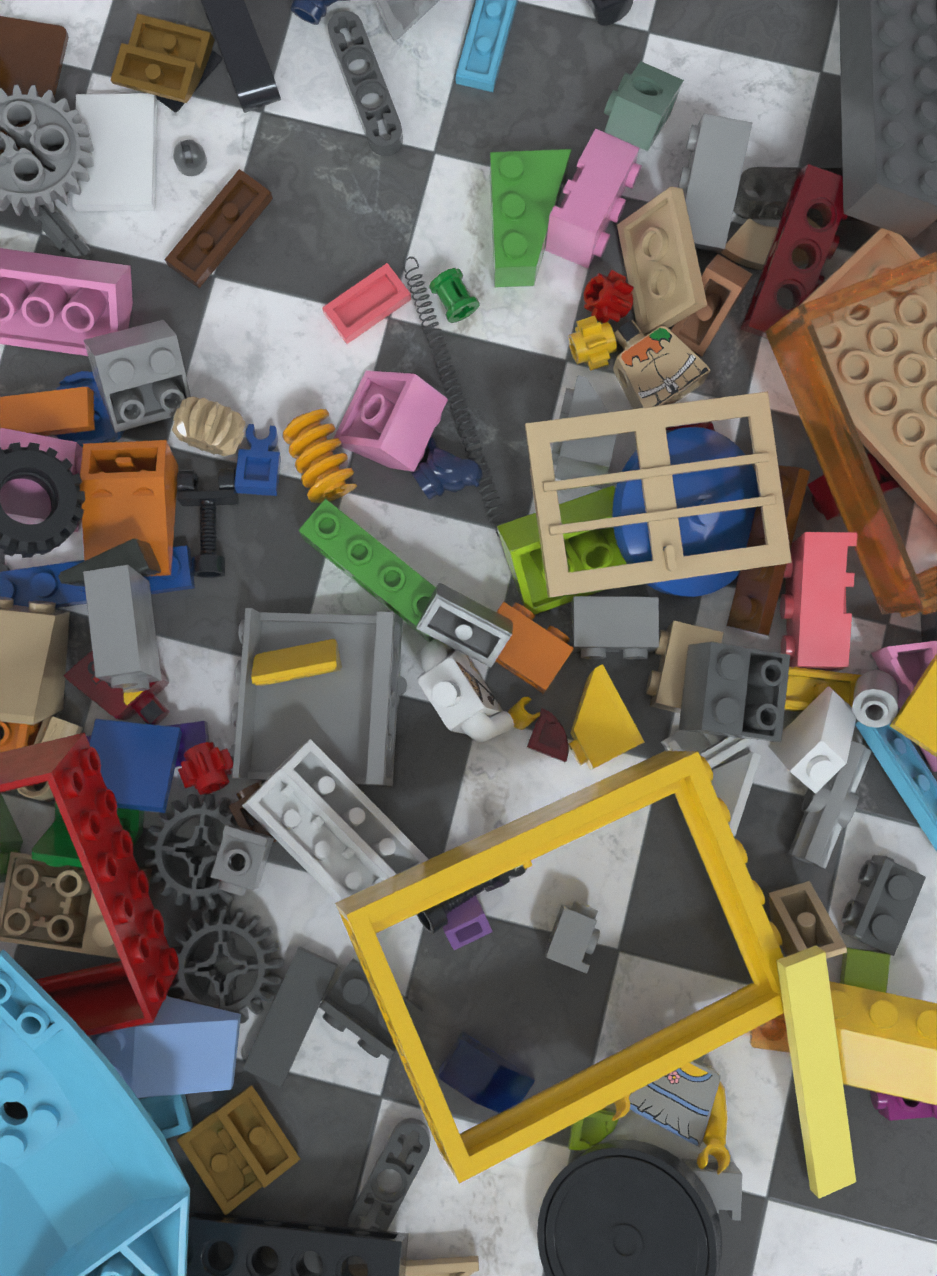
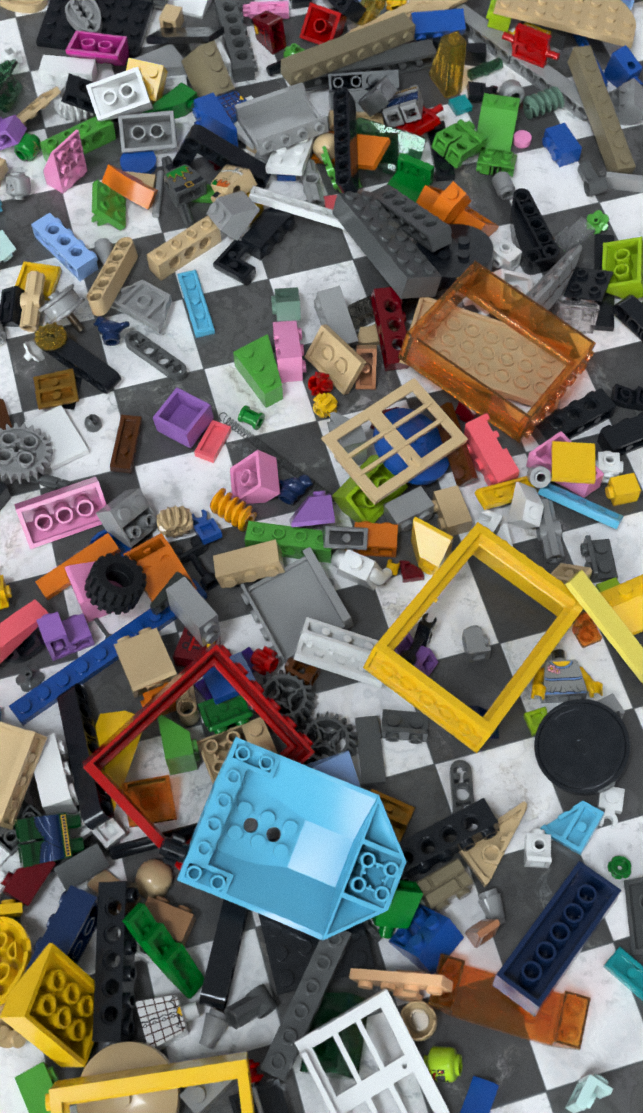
camera: 30 degrees left, 20 degrees down
(254, 848) = (305, 673): light grey brick -> none
(282, 577) = (248, 564): none -> tan brick
(296, 662) = (278, 596): yellow slope -> none
(335, 234) = (183, 417): none -> medium lavender piece
(445, 544) = (314, 510): none -> medium lavender slope
(656, 367) = (357, 398): tan torso -> none
(734, 691) = (477, 501): dark grey slope -> none

